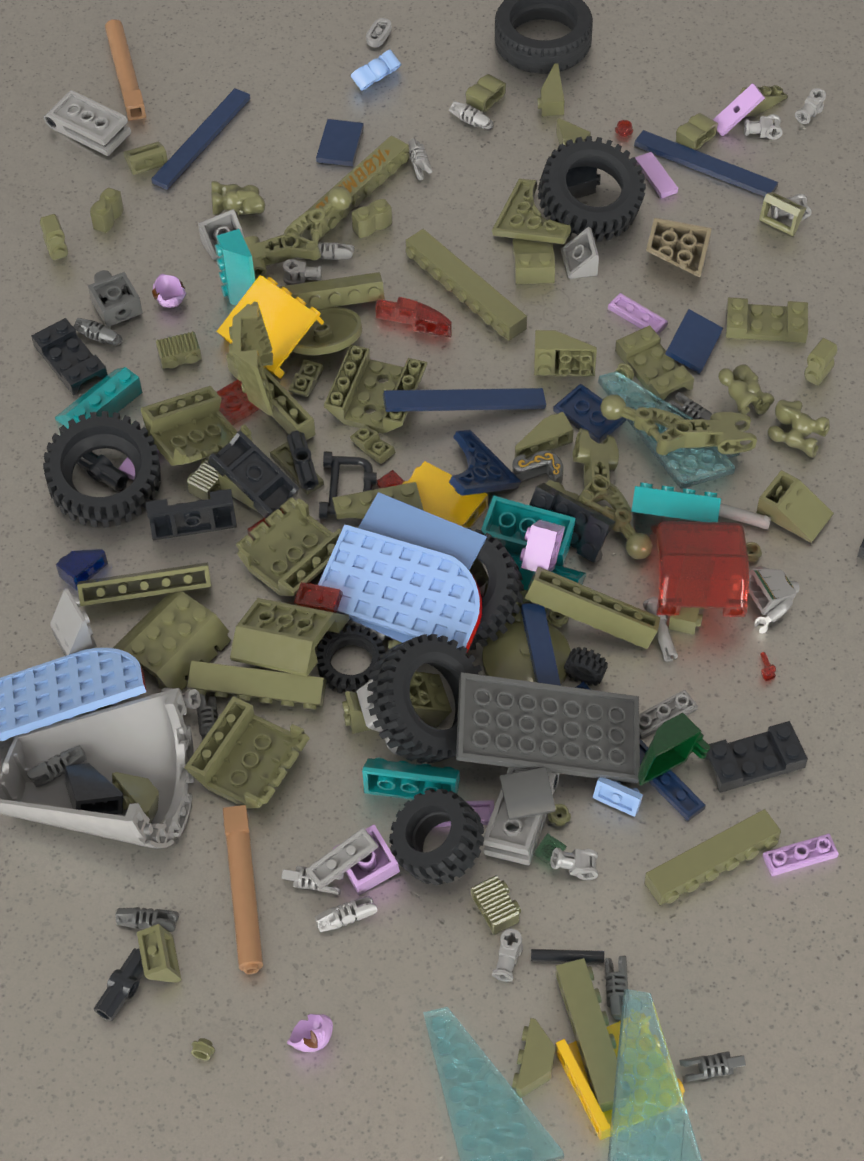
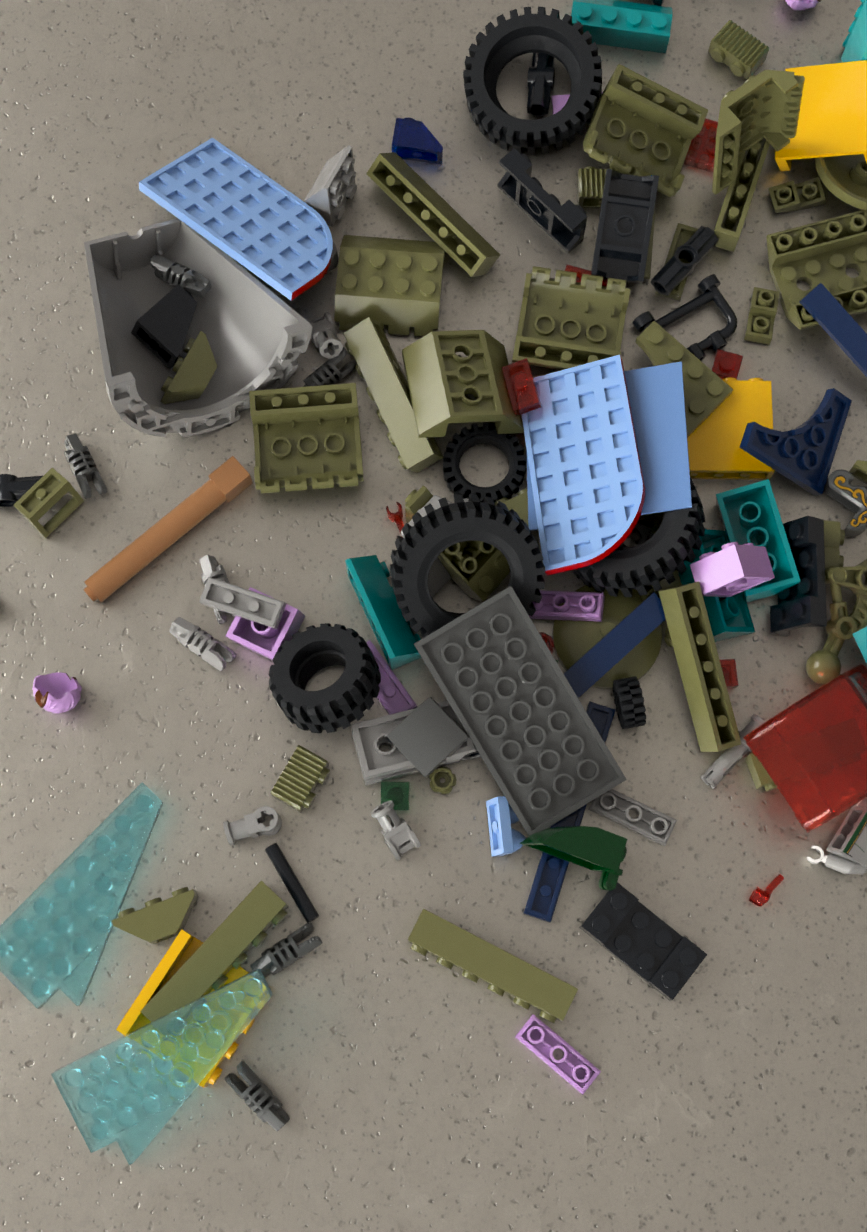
camera: 55 degrees right, 20 degrees up
(346, 736) = (396, 517): none -> clear red hand
(497, 657) = (577, 606): none -> lavender tile

